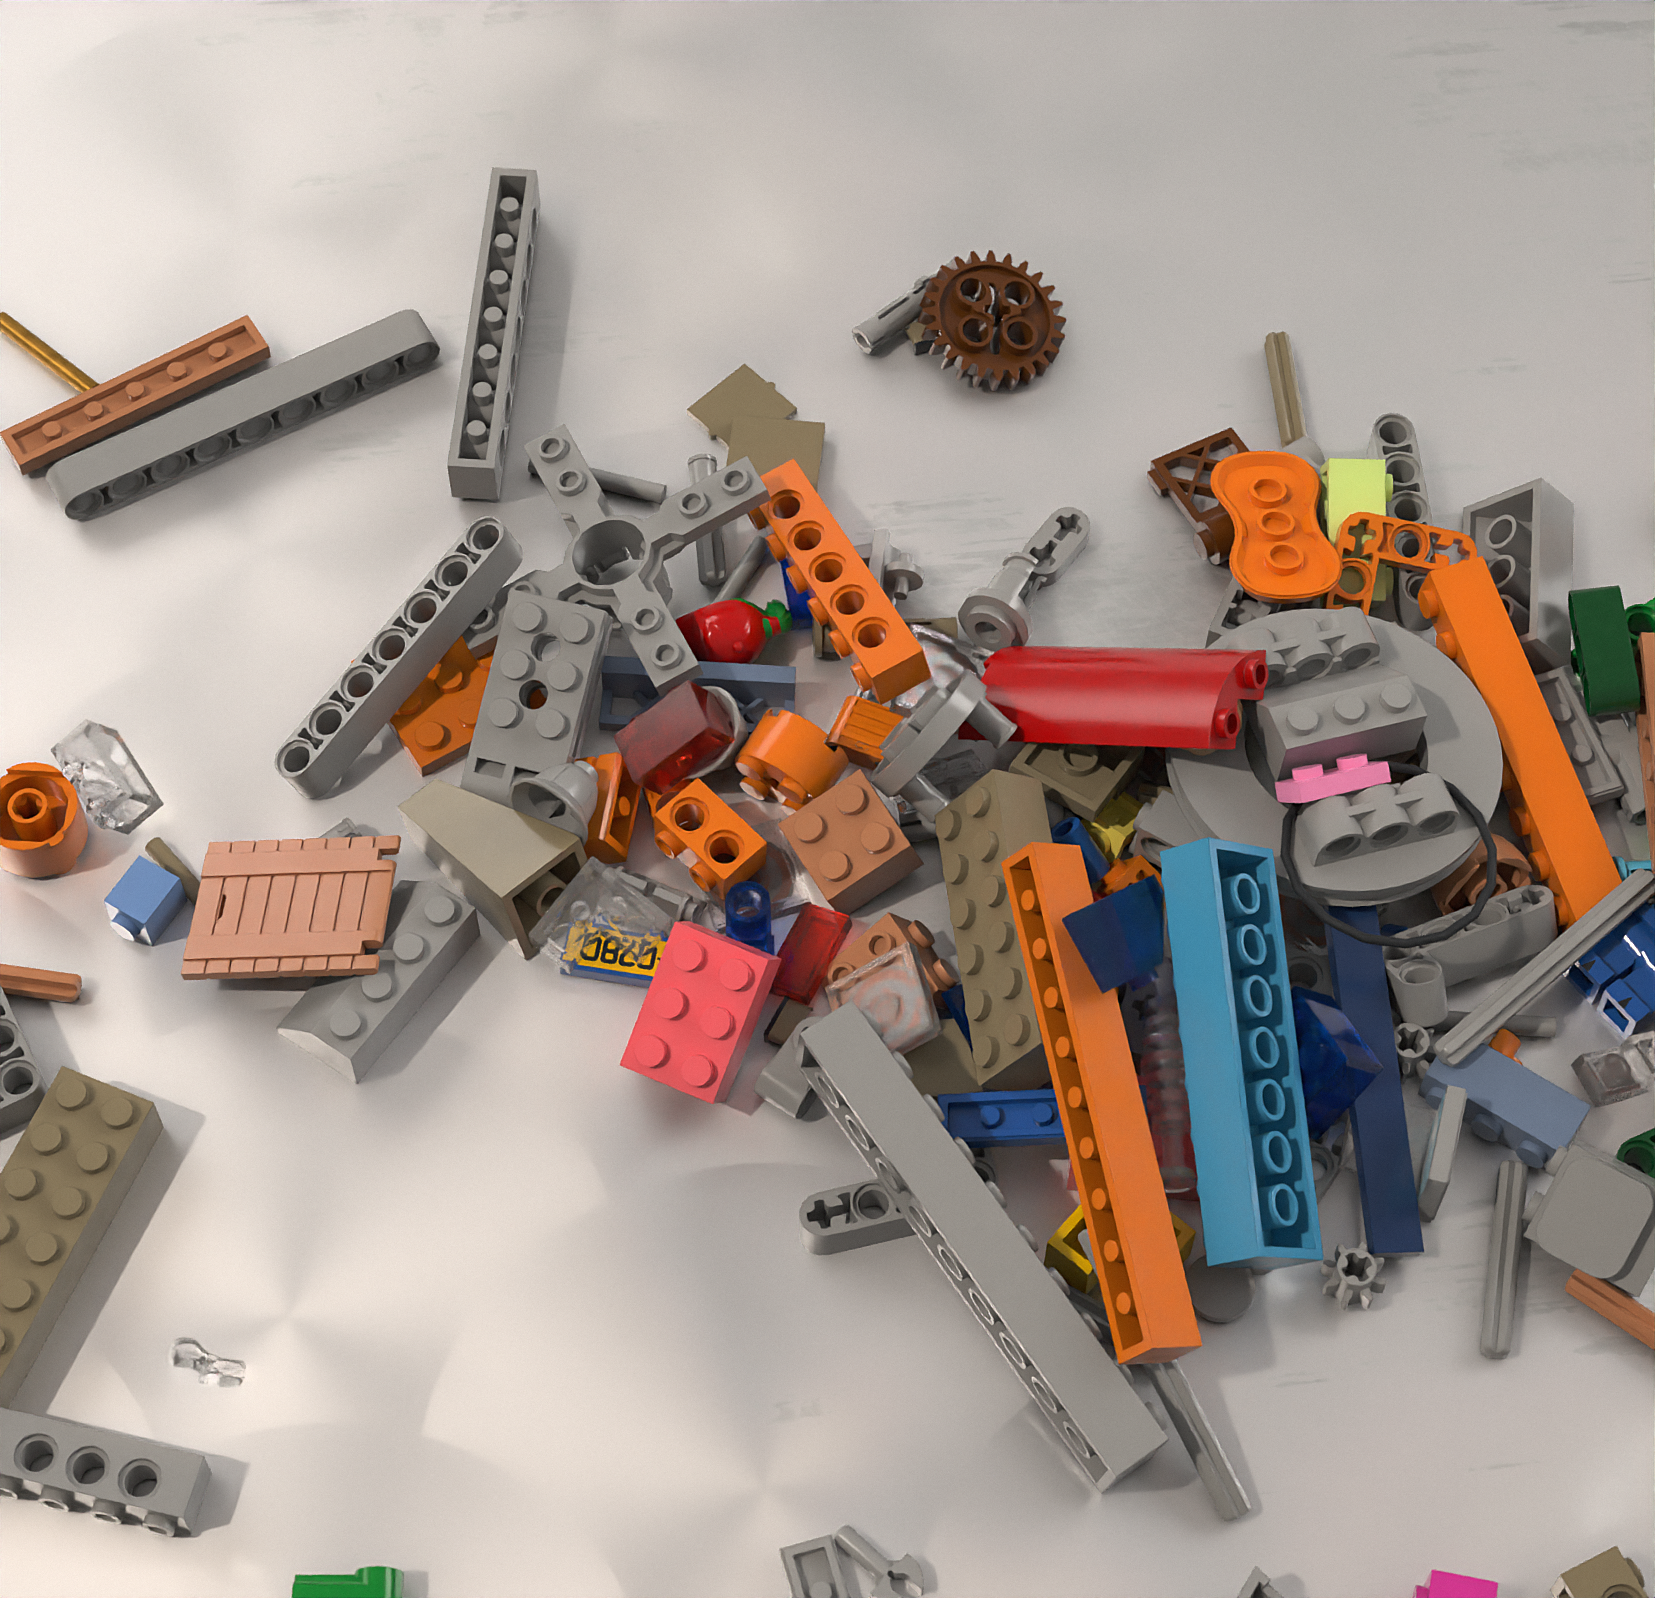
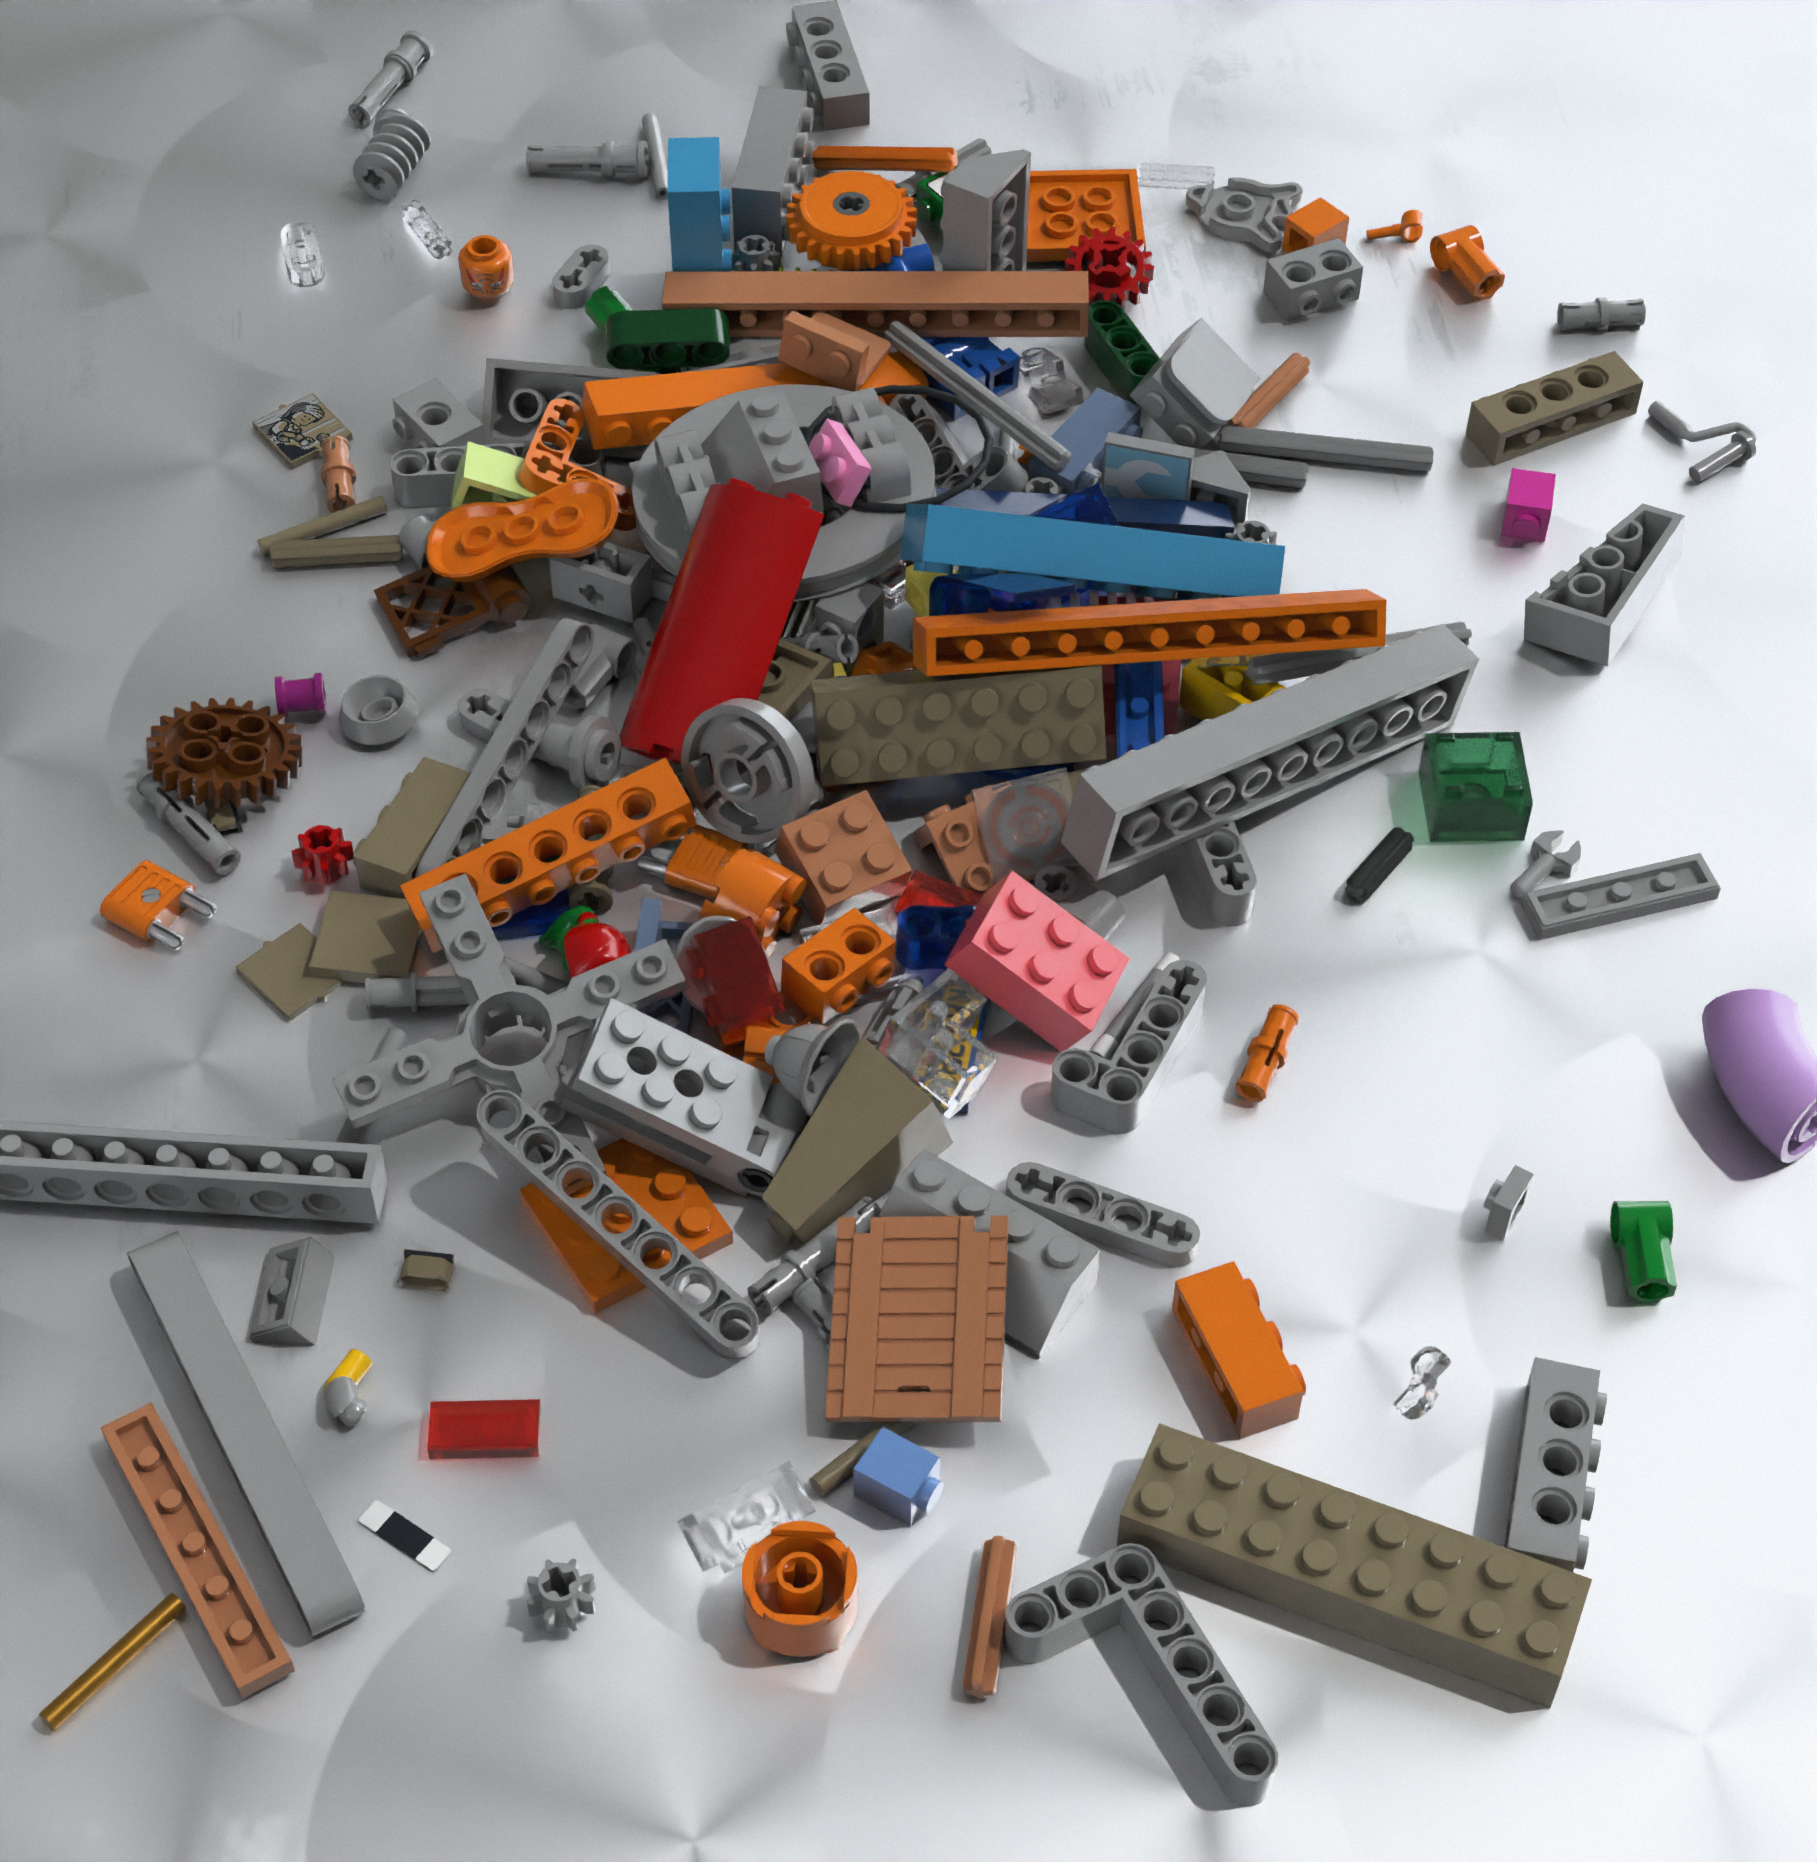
camera: 90 degrees left, 10 degrees down
(58, 649) = (557, 1610): none -> light grey gear
(143, 543) = (404, 1535): none -> sticker
(235, 591) = (484, 1429): none -> clear red tile
(254, 1194) = (1238, 1349): none -> orange brick
(281, 481) = (341, 1388): none -> light grey arm
(378, 821) = (808, 1260): none -> light grey pin
(383, 442) = (292, 1294): none -> light grey slope
(401, 537) = (426, 1270): none -> dark tan piece
(411, 1465) = (1507, 1200): none -> light grey plate
(433, 1088) = (1105, 1207): none -> light grey beam
(627, 1124) = (1139, 1061): none -> light grey beam
(645, 1260) = (1267, 1053): none -> orange pin
(682, 1128) = (1120, 1025): none -> light grey bar
(815, 289) = (151, 901): none -> orange piece
(868, 412) = (323, 854): none -> red gear
(876, 1385) = (1379, 864): none -> pearl dark grey axle
(900, 484) = (407, 827): none -> dark tan brick
(979, 1491) = (1475, 787): none -> clear green container
(989, 533) = (515, 737): none -> light grey beam
(1061, 443) = (377, 710): none -> light grey hat
(1076, 376) = (301, 695): none -> magenta bush
(1125, 807) = (836, 647): none -> light grey pin
(1129, 621) = (609, 657): none -> light grey piece
(1326, 379) = (327, 523): none -> dark tan bar
(1396, 382) = (338, 473): none -> nougat pin
(1457, 1237) = (1219, 481): none -> light grey slope
(1469, 349) = (300, 429): none -> piece
(1494, 455) = (435, 418): none -> light grey brick
(1546, 1384) = (1326, 448): none -> light grey axle
(1589, 809) = (831, 349): none -> nougat bracket

